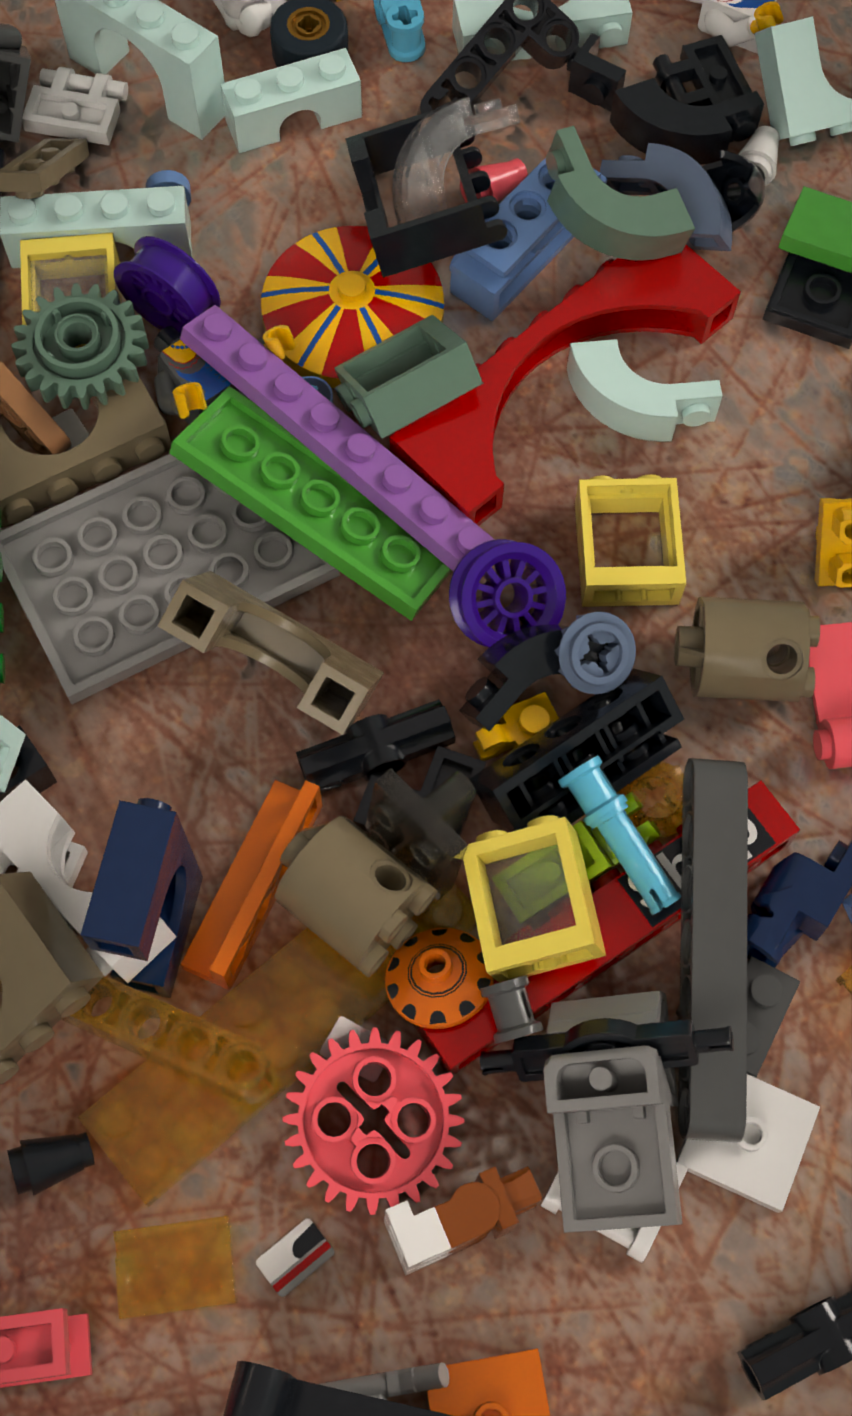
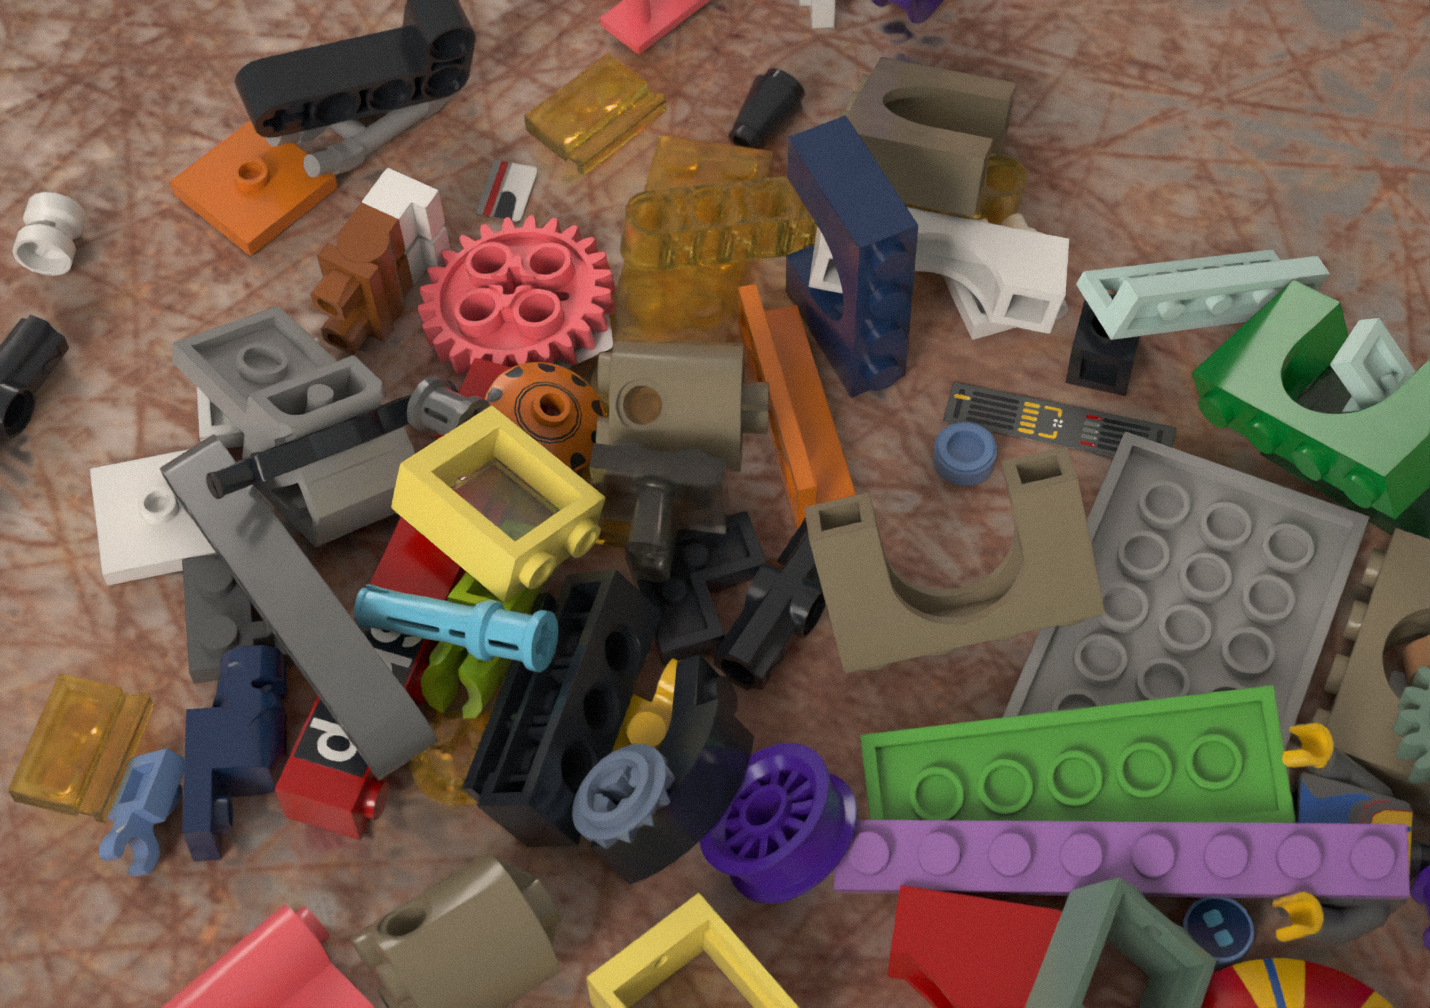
camera: 145 degrees right, 10 degrees down
(85, 746) = (1048, 420): none -> dark grey sticker
(172, 773) = (965, 453): none -> medium blue tile

